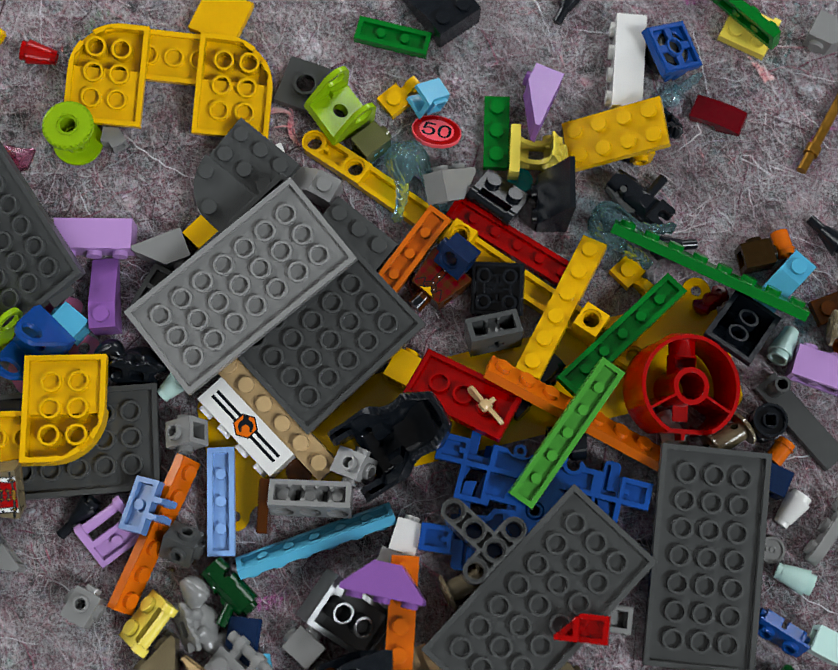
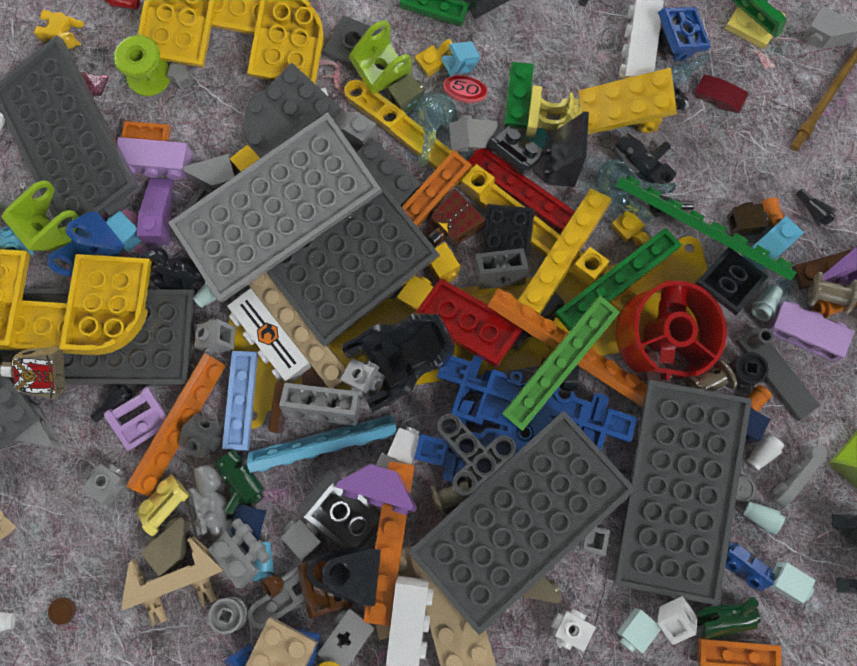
camera: 10 degrees right, 0 degrees up
(83, 207) = (146, 131): none -> orange plate
(142, 506) = (166, 398): medium blue hinge -> none
(433, 334) = (446, 265): none -> yellow brick
(456, 255) = (473, 196): dark blue brick -> none
(485, 404) = (487, 331): tan piece -> none
(539, 95) = (562, 60): slope -> none
(586, 629) = (564, 547): red slope -> none
(711, 300) = (703, 256): dark red piece -> none

